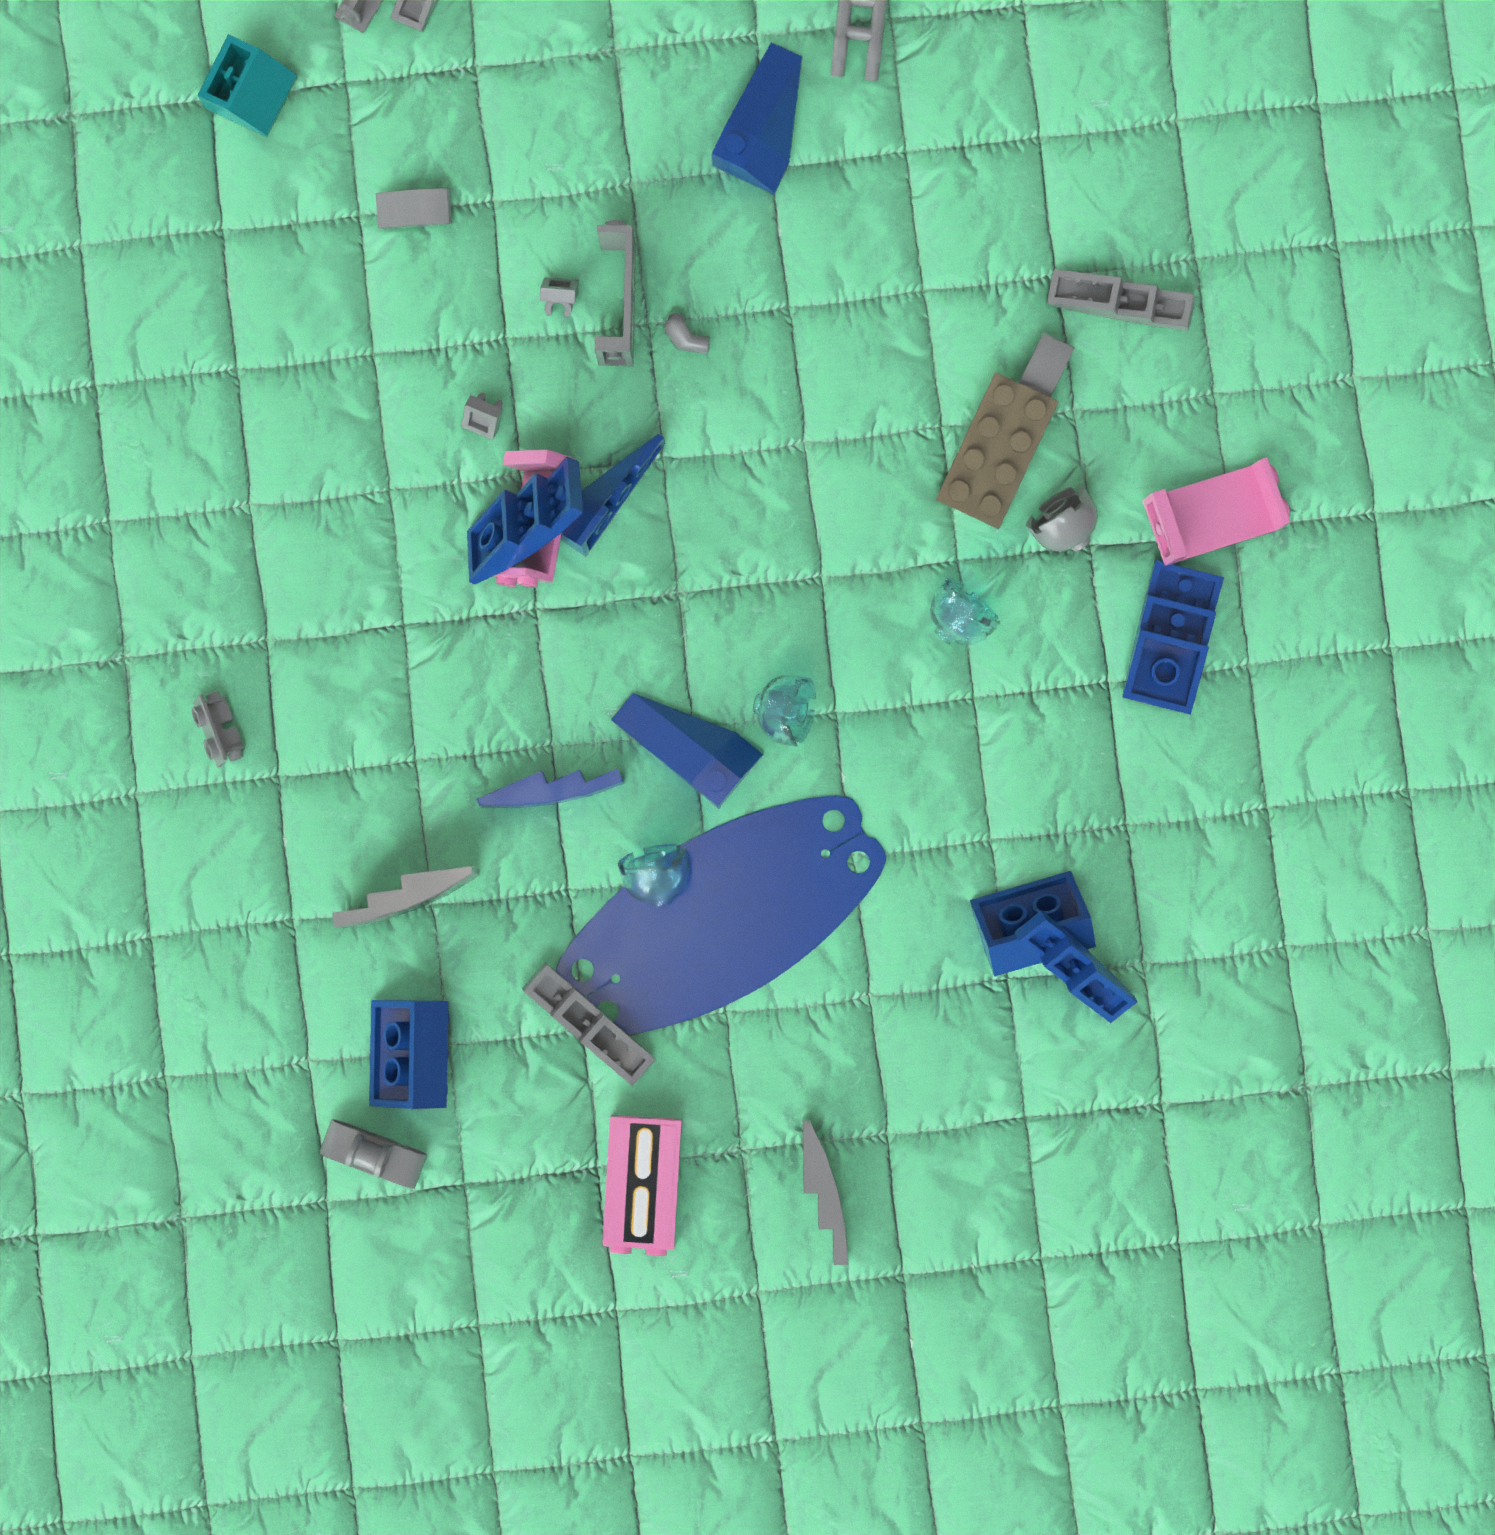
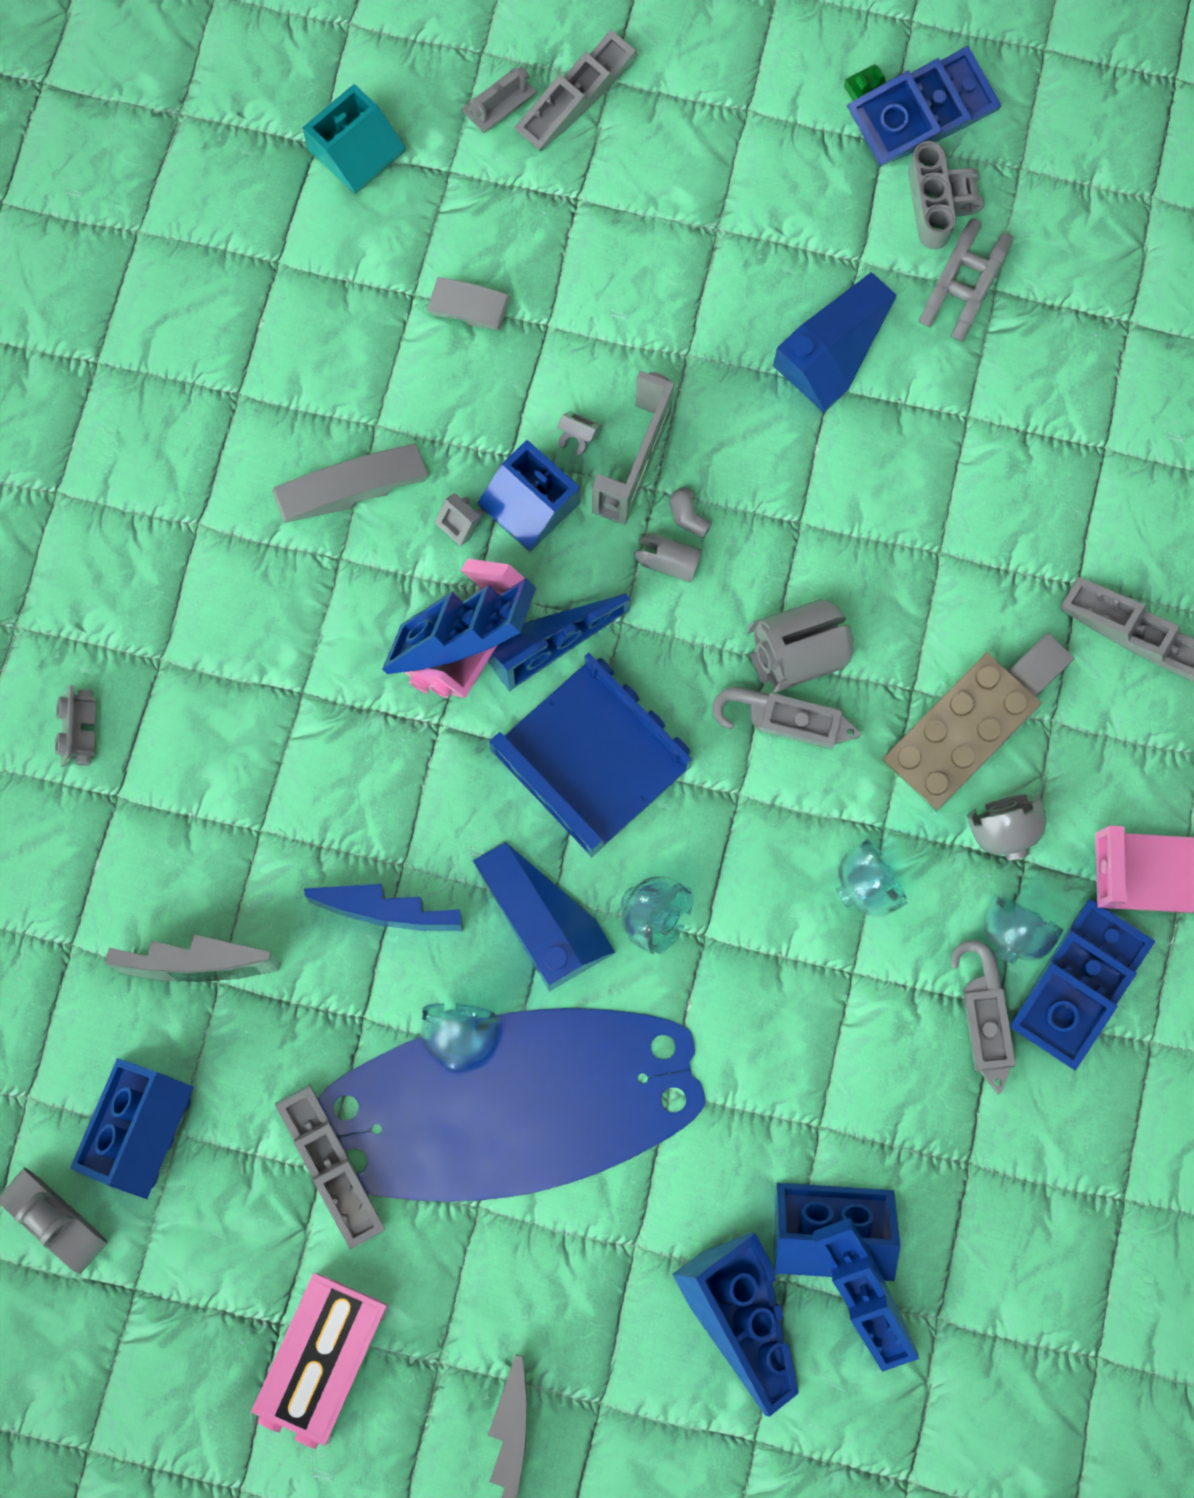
camera: 15 degrees right, 10 degrees down
(372, 418) = (349, 482): none -> light grey slope
(538, 373) = (529, 496): none -> blue slope
(680, 588) = (592, 755): none -> blue panel
(686, 383) = (670, 558): none -> light grey piece
(829, 445) = (801, 644): none -> light grey cylinder
(840, 492) = (788, 717): none -> light grey plate
(973, 1015) = (738, 1308): none -> blue wedge
(1100, 694) = (987, 1017): none -> light grey plate
(1103, 611) = (1018, 931): none -> clear light blue cylinder

